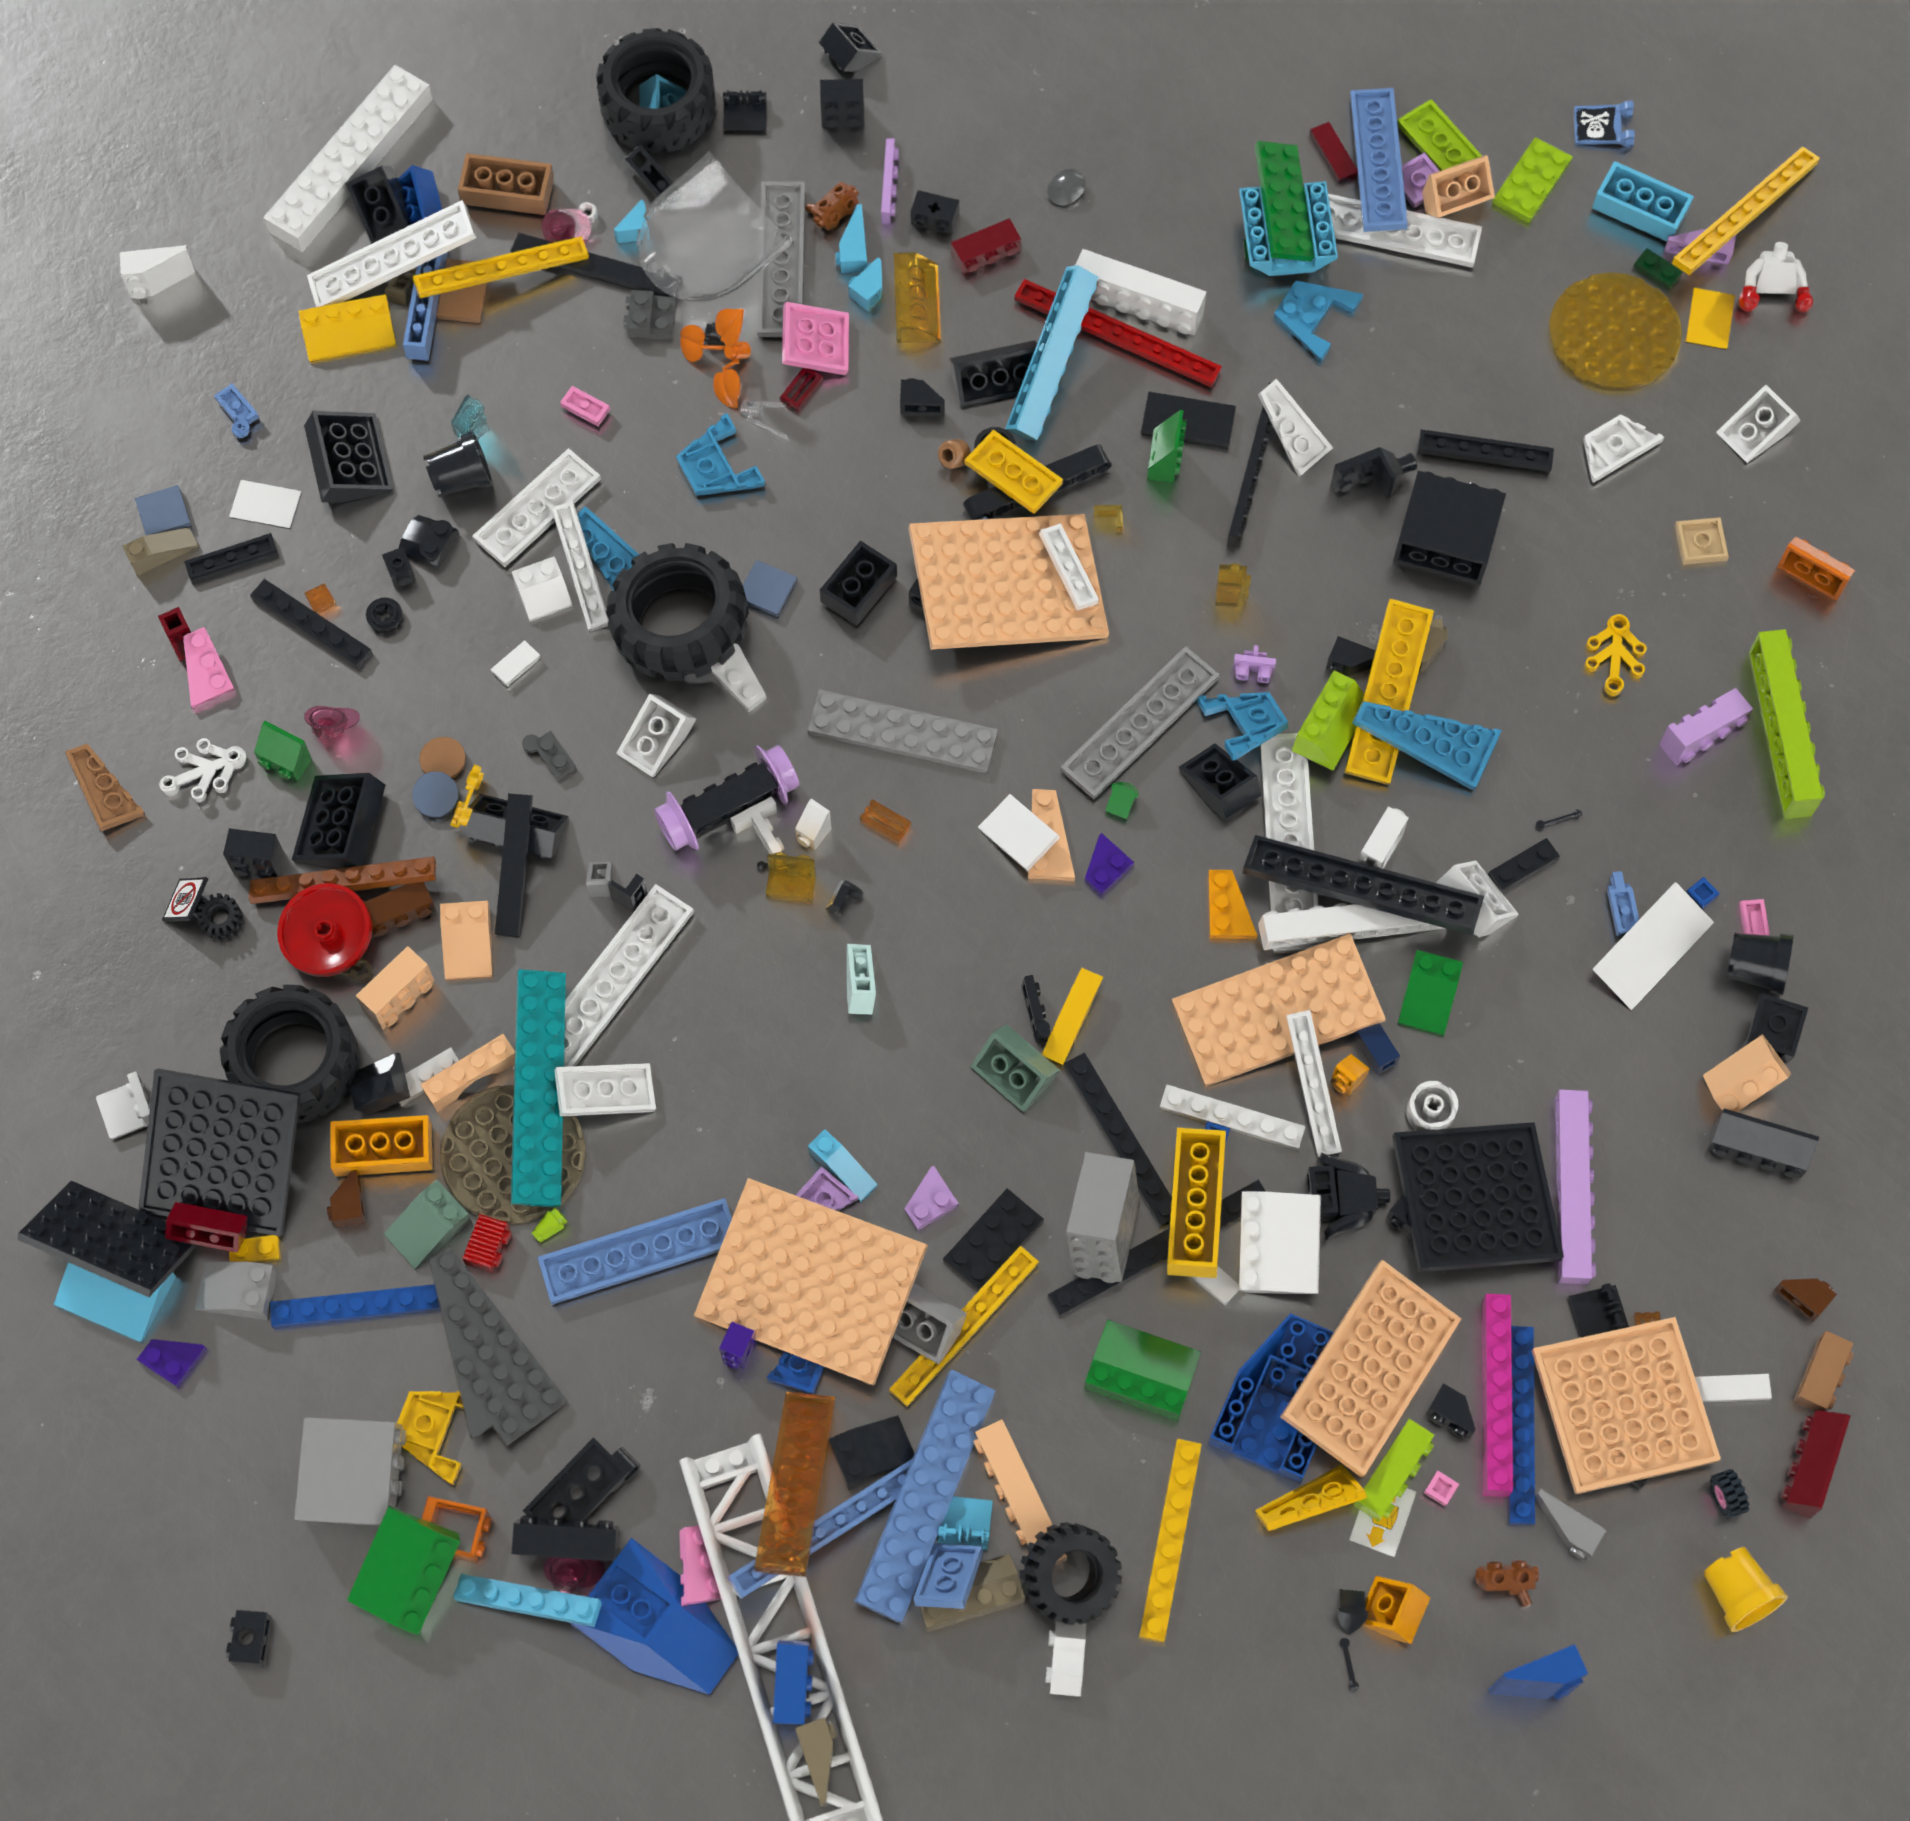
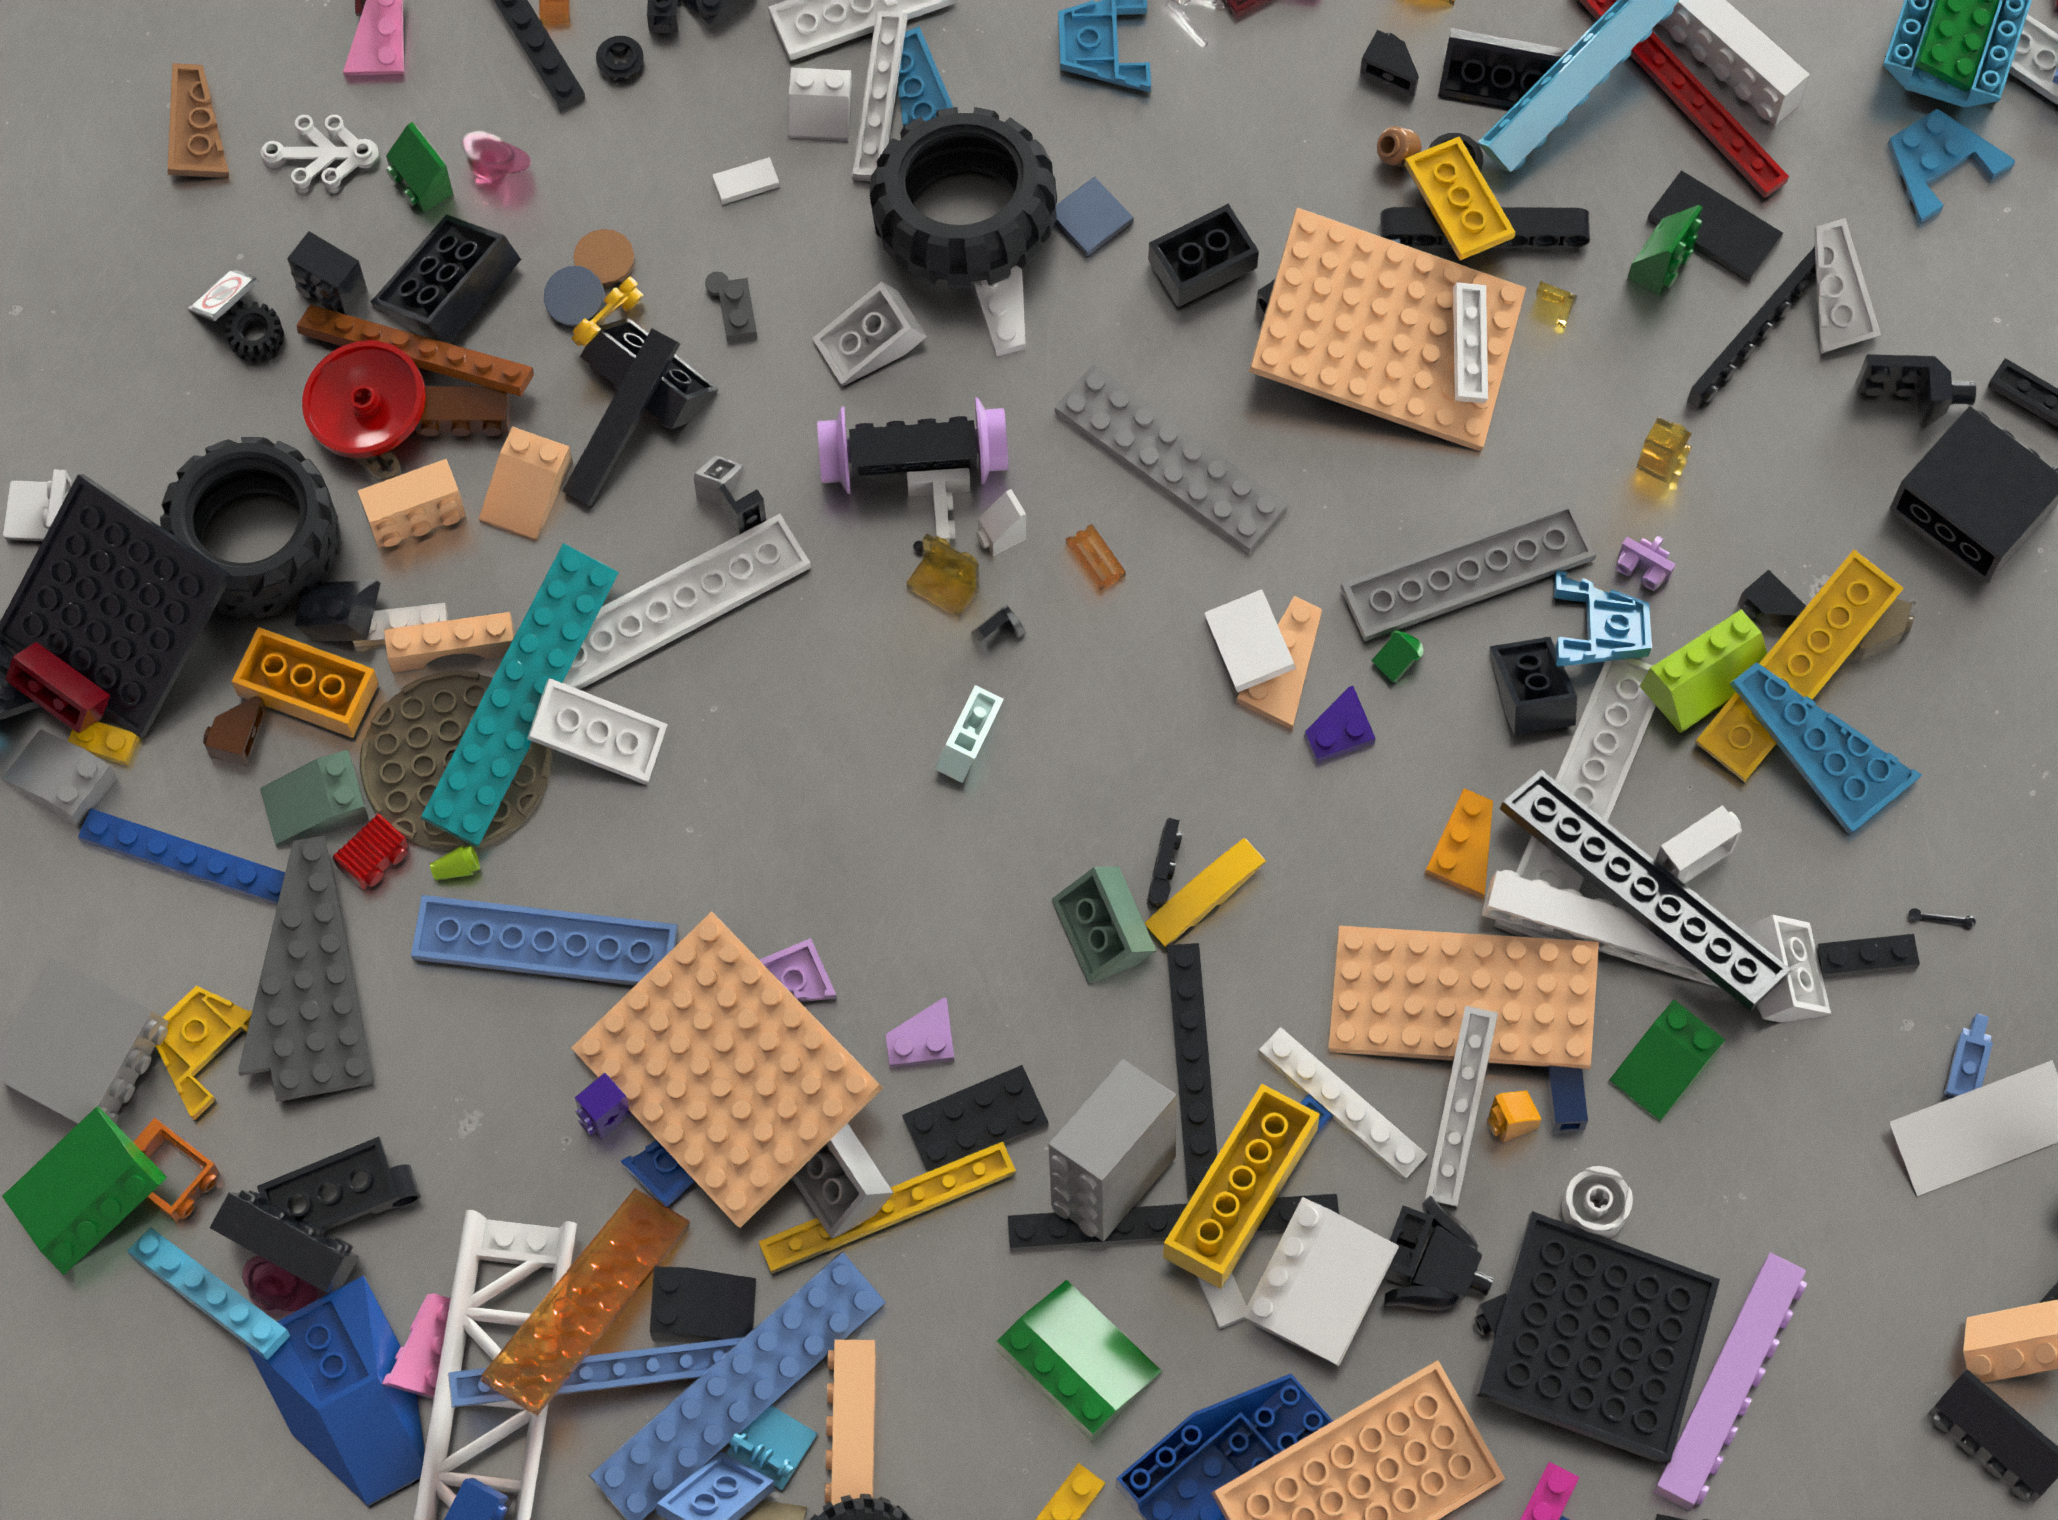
camera: 25 degrees right, 0 degrees up
(841, 1164) = (835, 948): medium azure slope -> none

